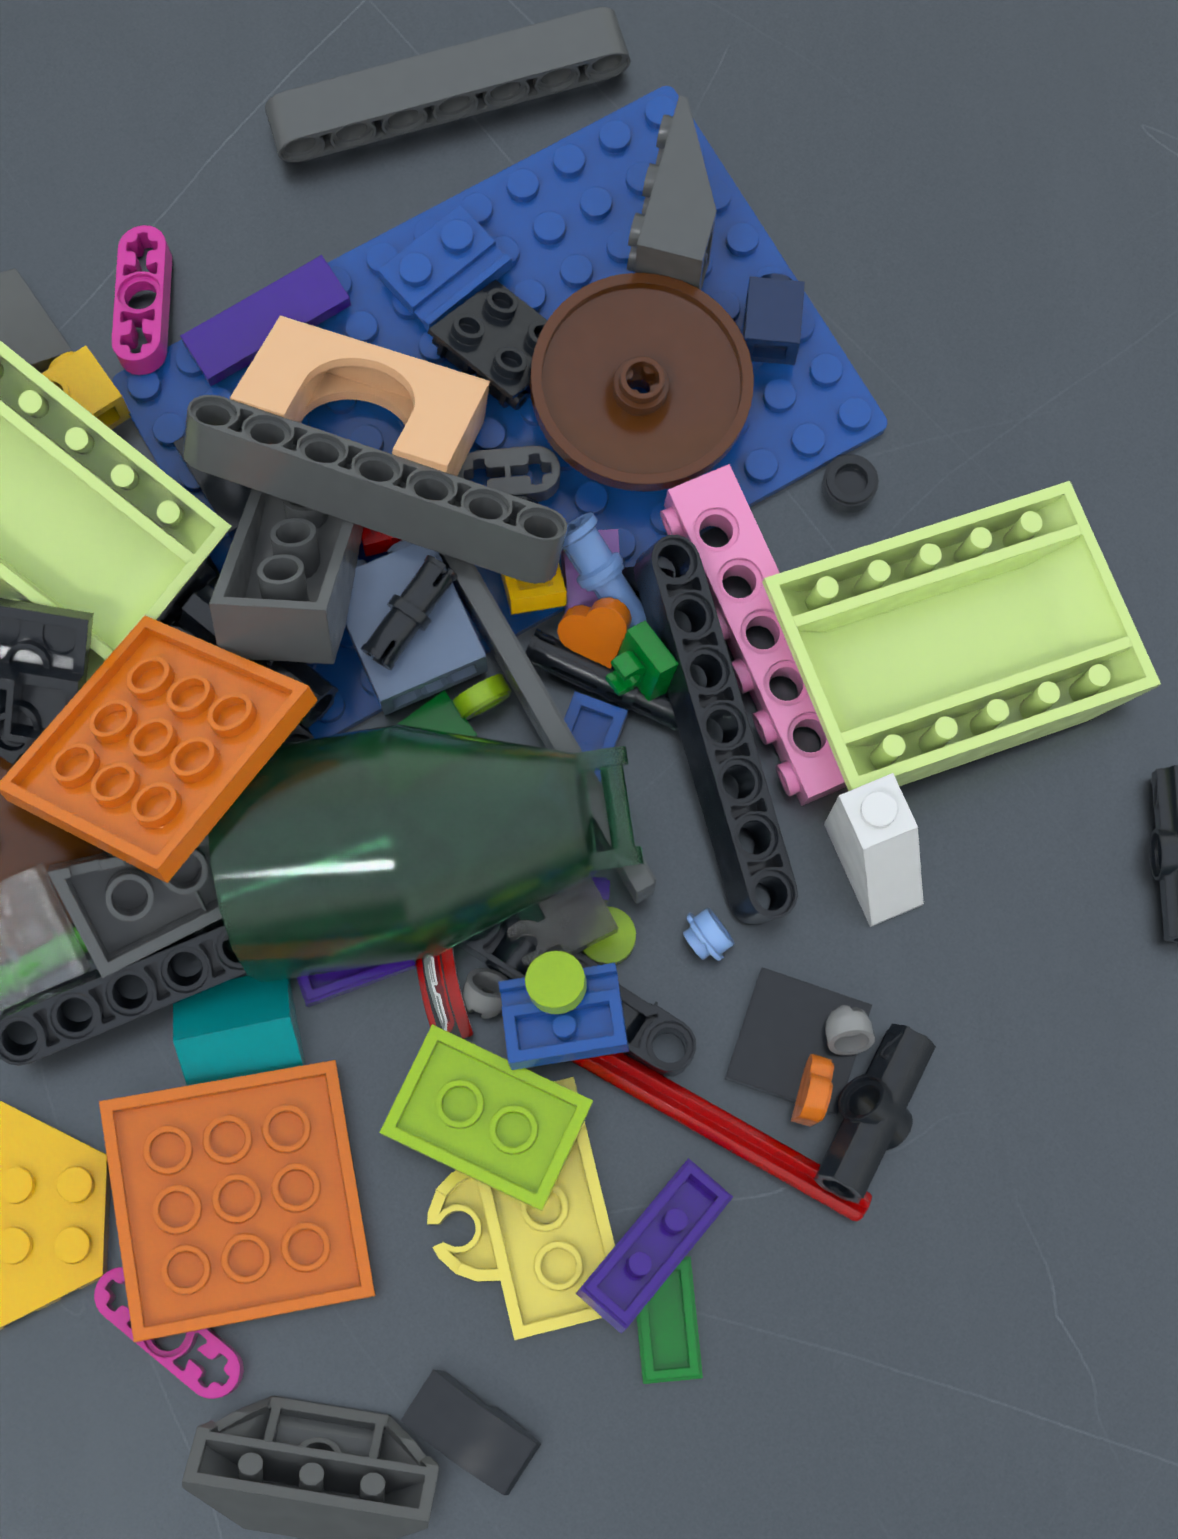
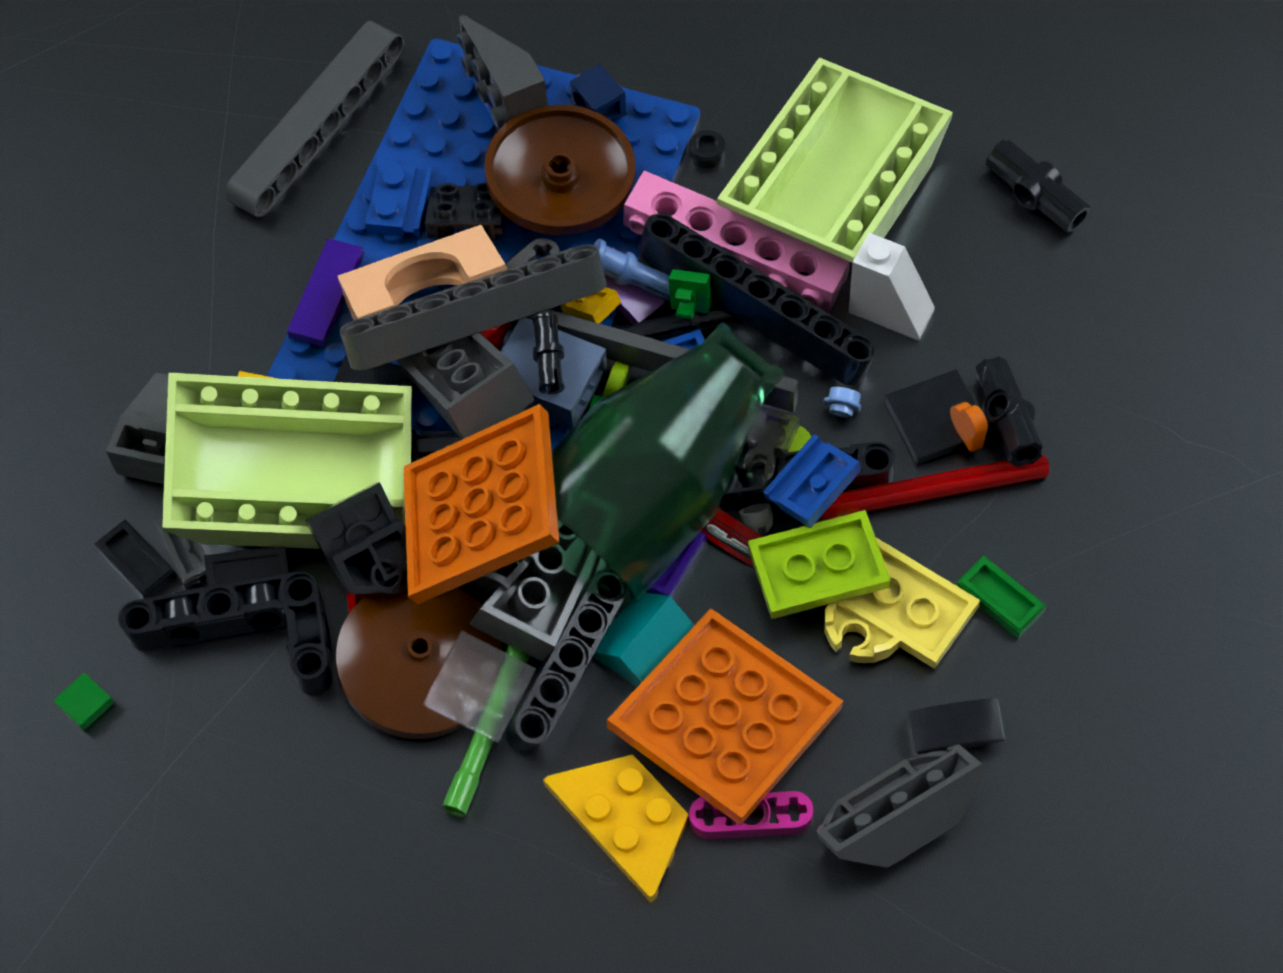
camera: 35 degrees left, 15 degrees down
(152, 319) = (246, 348): dark pink beam -> none
(556, 982) = (794, 463): lime tile -> none
(595, 630) = (649, 299): orange tile -> none
(654, 1246) = (961, 560): dark purple tile -> none
(849, 1031) = (958, 384): light grey hinge -> none

